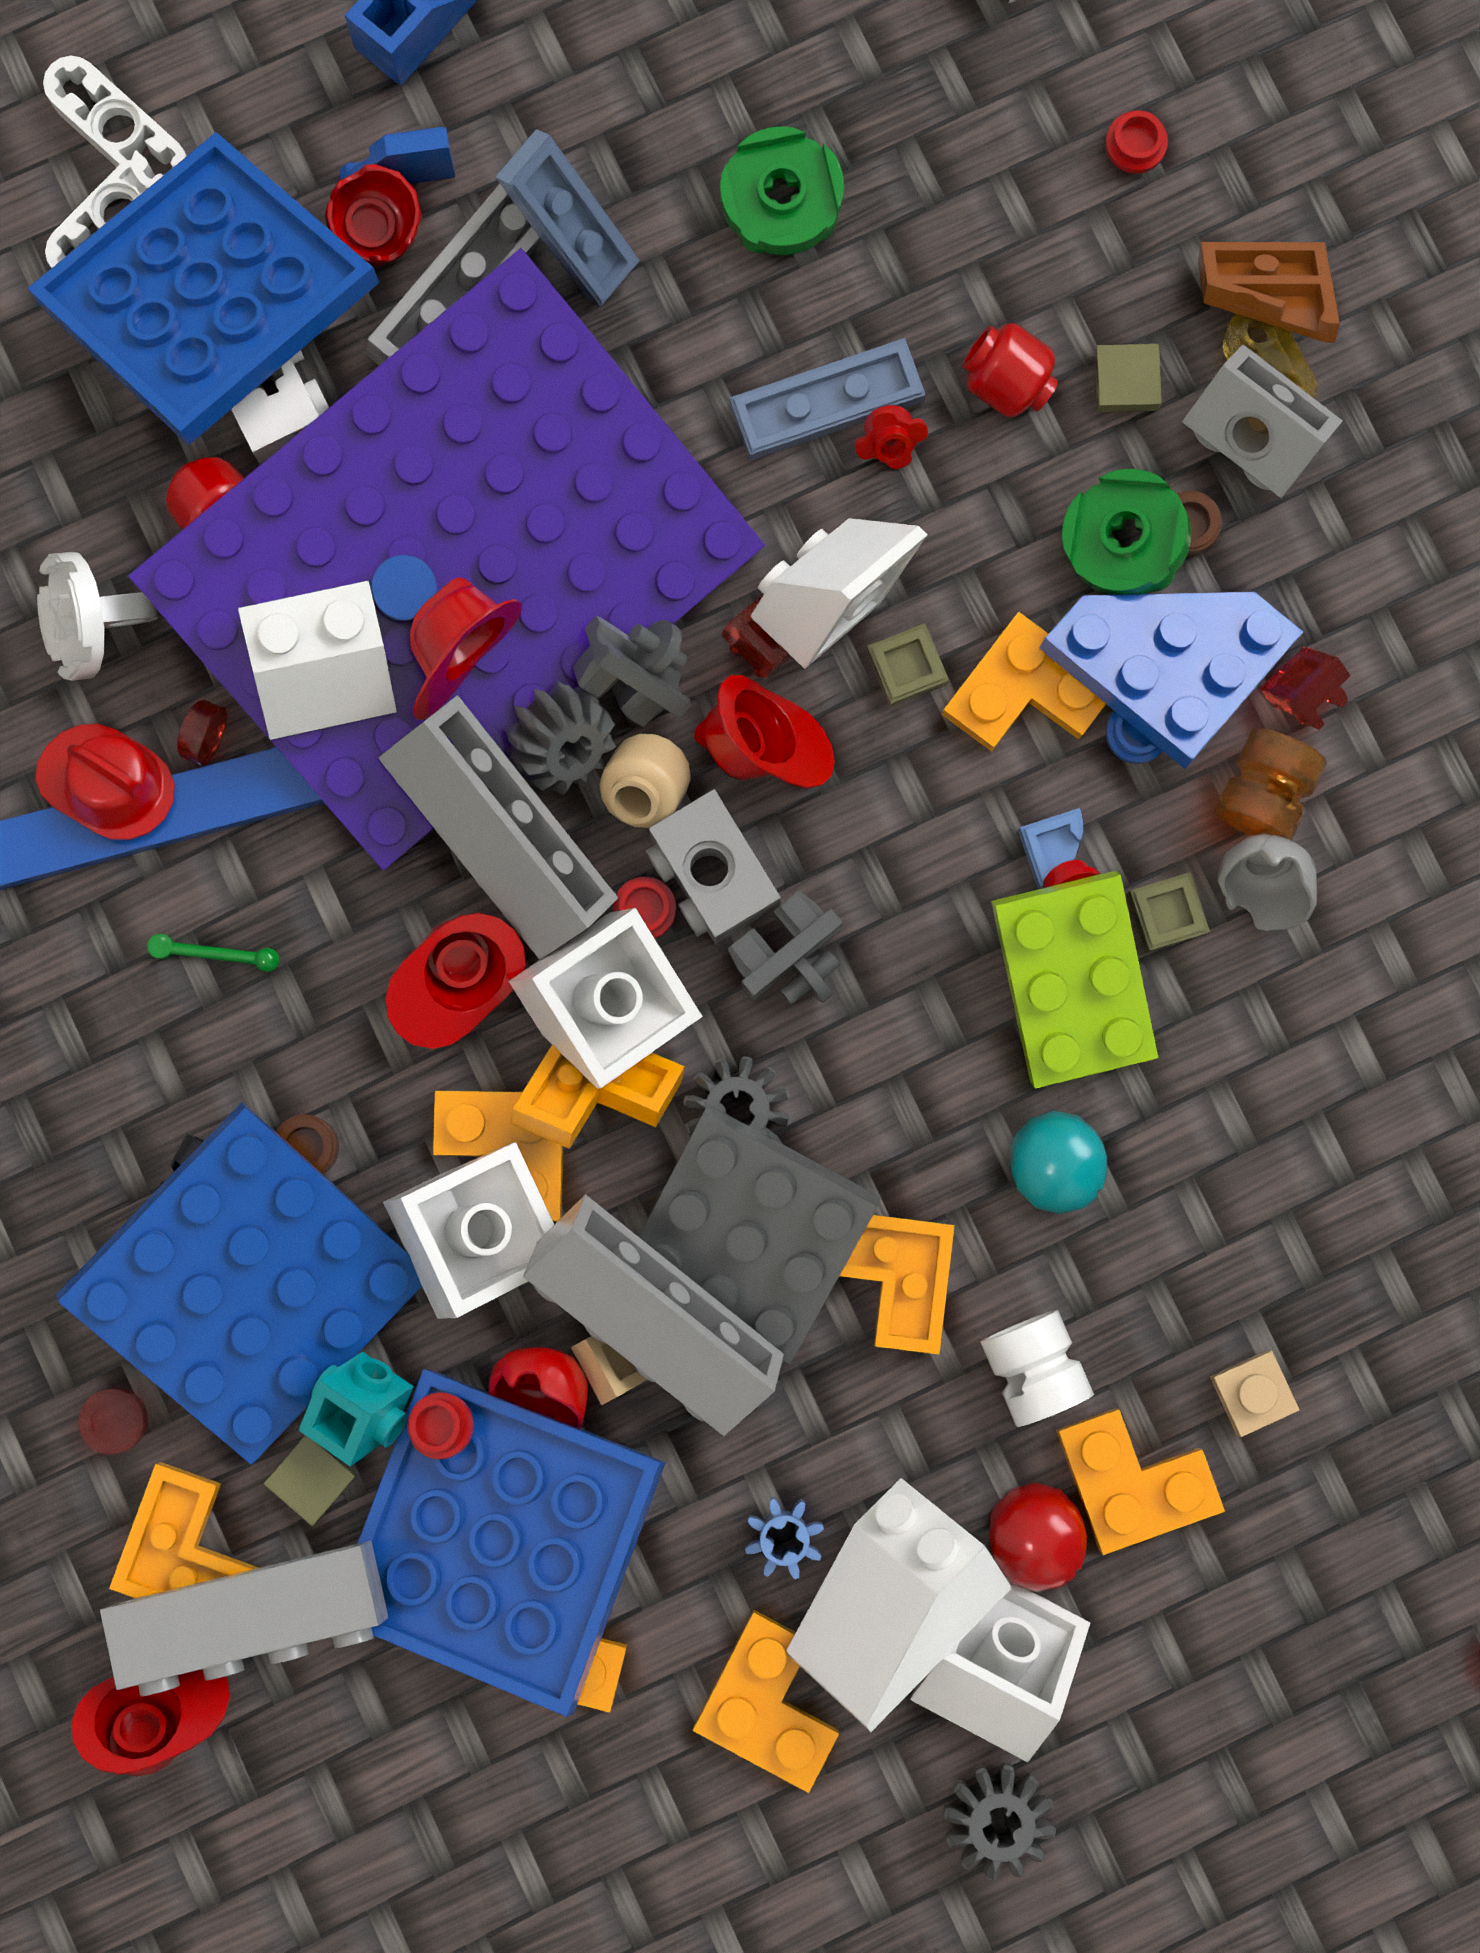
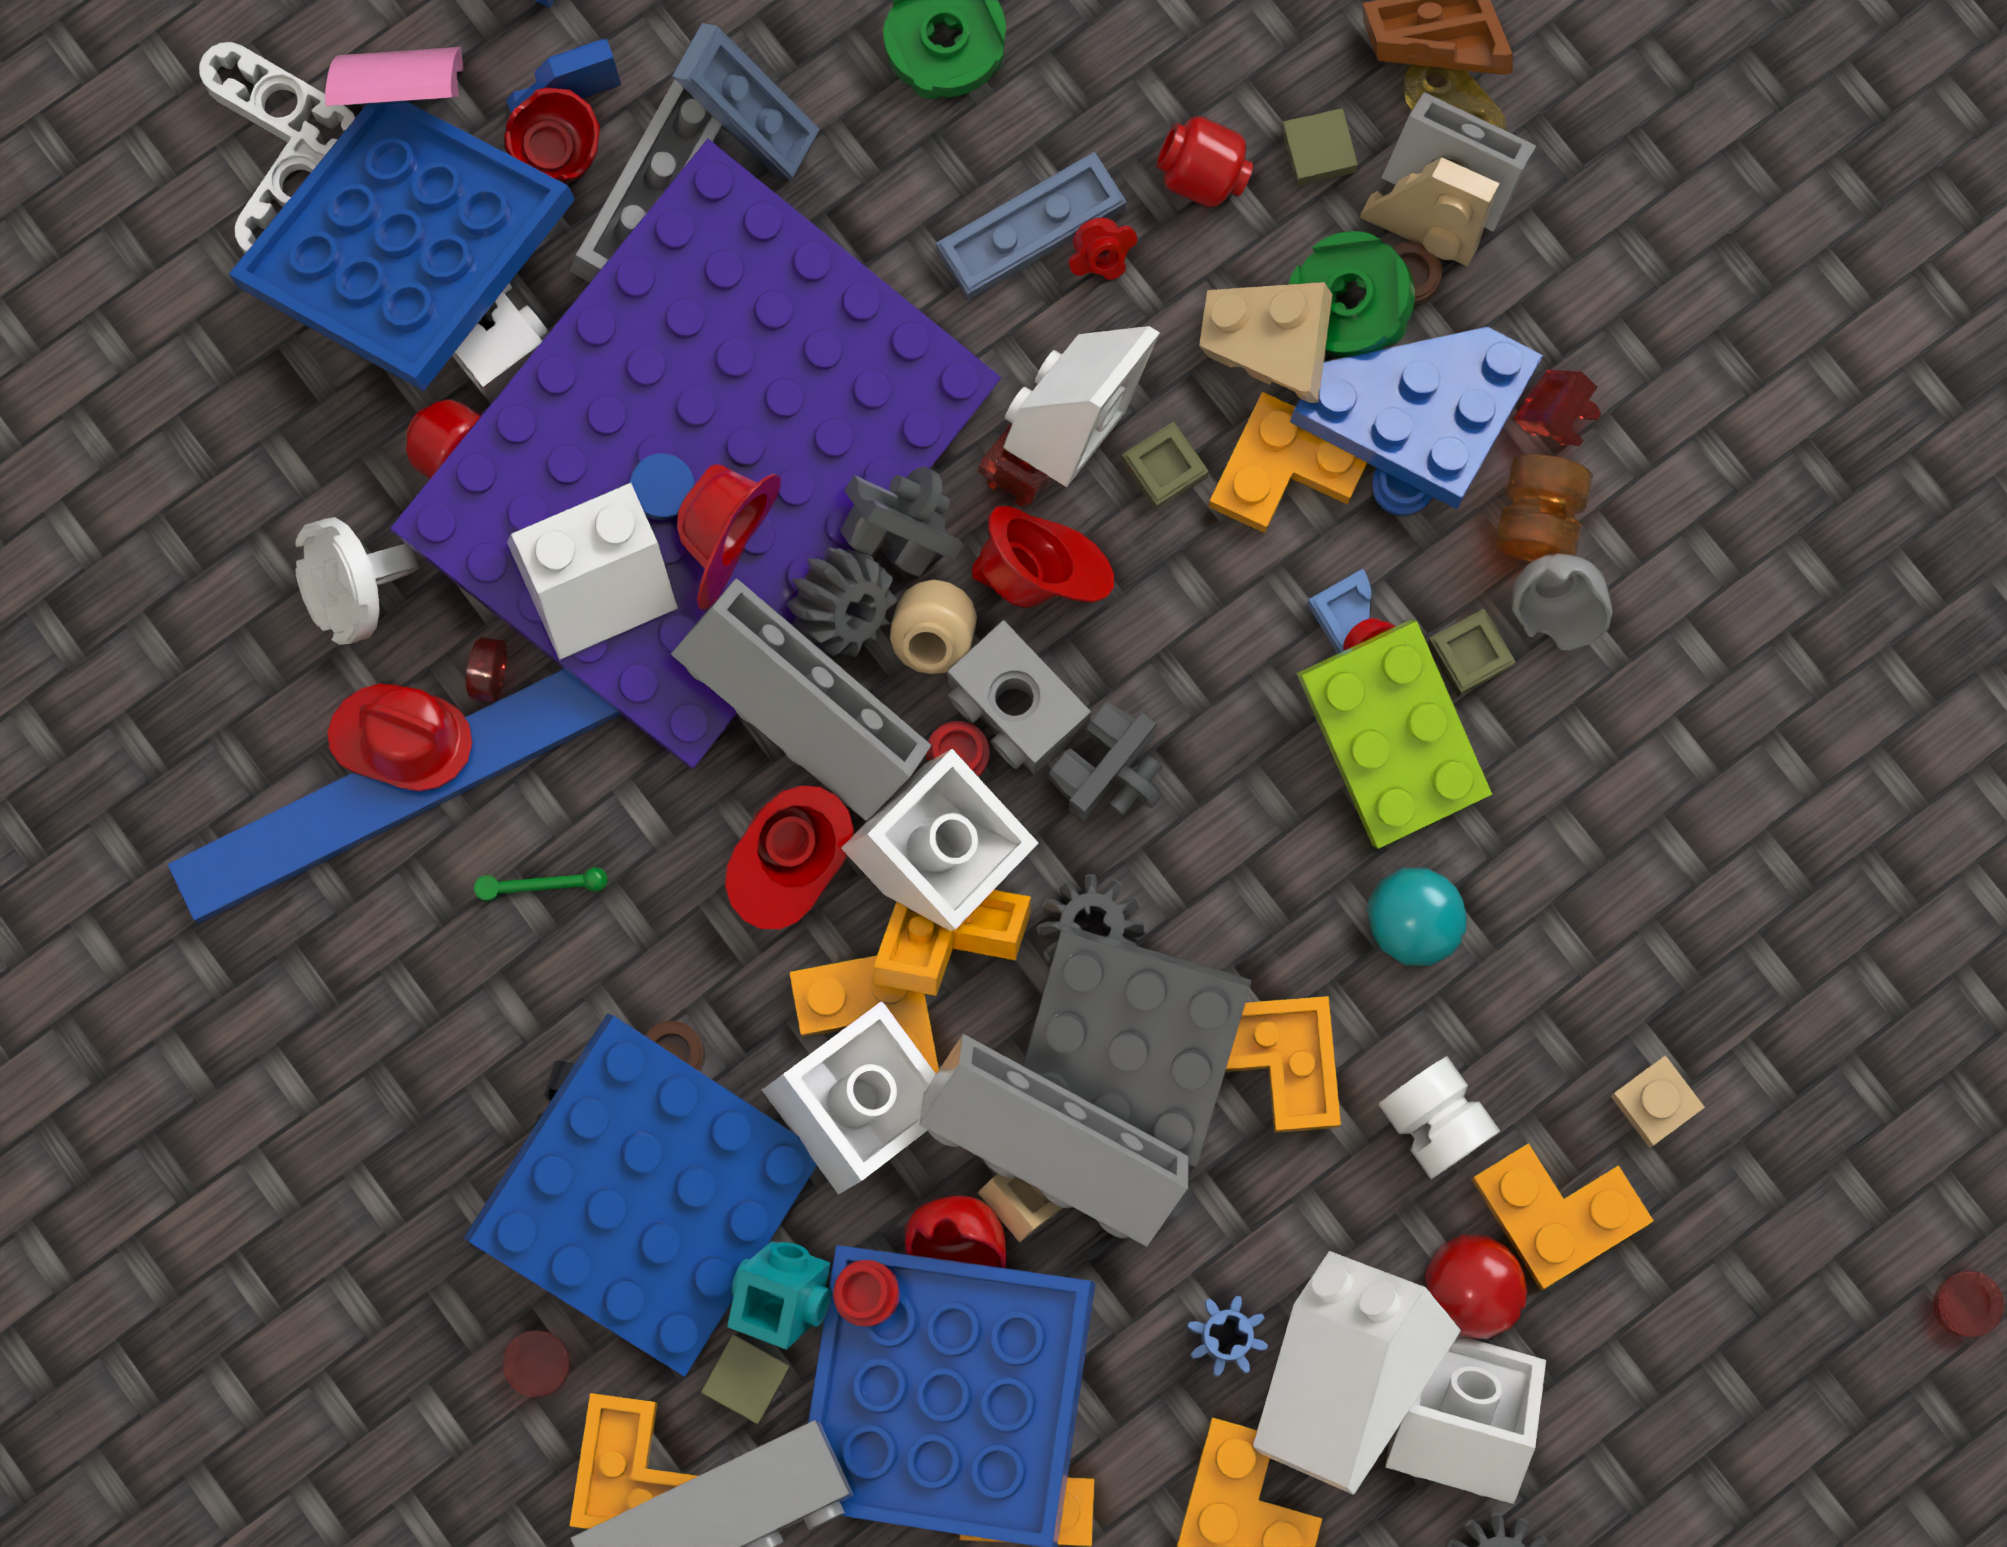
camera: 10 degrees left, 5 degrees down
(229, 123) = (393, 76): none -> bright pink slope
(1039, 555) = (1270, 333): none -> tan wing
(1231, 464) = (1437, 208): none -> tan wing

